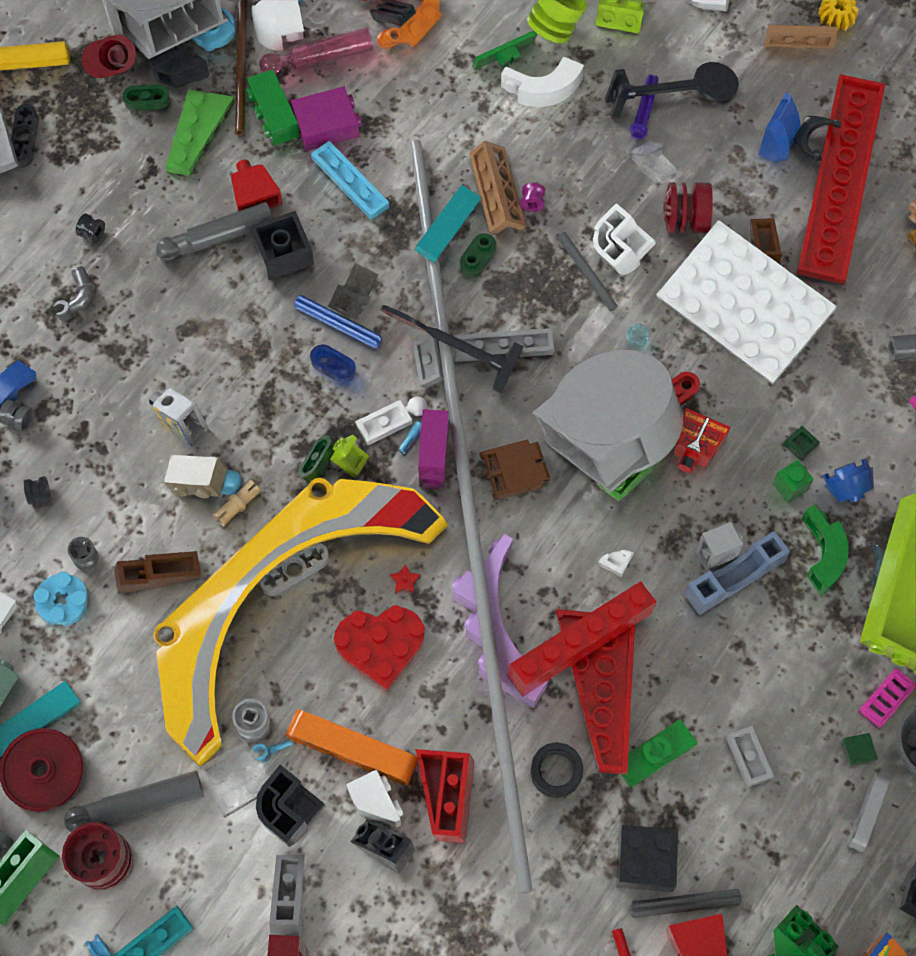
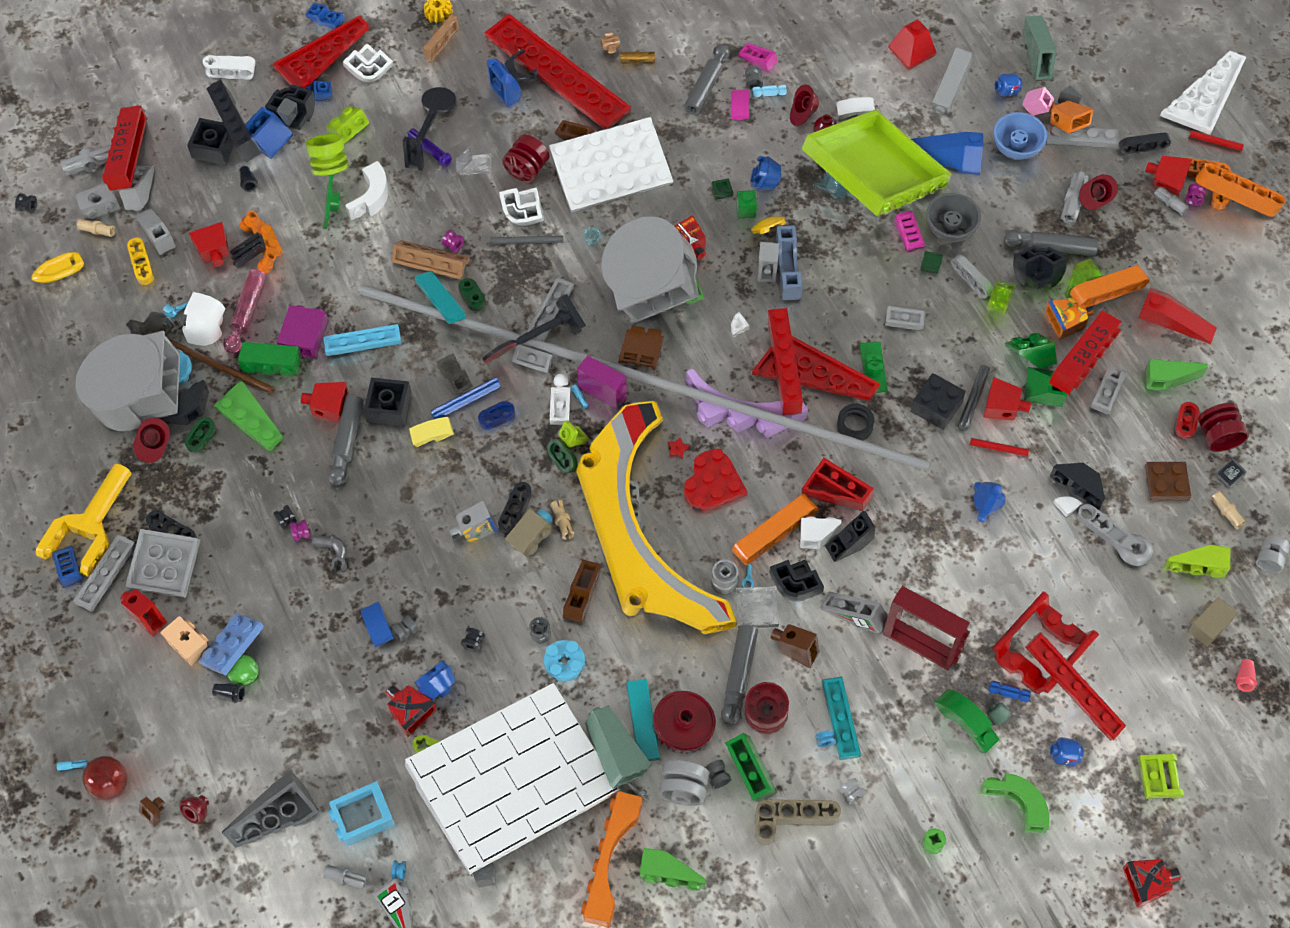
camera: 60 degrees left, 5 degrees down
(81, 250) = (300, 530): none -> magenta wheel
(203, 851) = (797, 644): none -> reddish brown torso
(217, 440) = (514, 499): none -> black beam
(275, 309) = (431, 430): none -> light yellow slope
(778, 519) = (764, 225): none -> yellow dish
(833, 548) = (803, 208): green arch -> none
(861, 865) = (1001, 296): none -> clear neon green slope

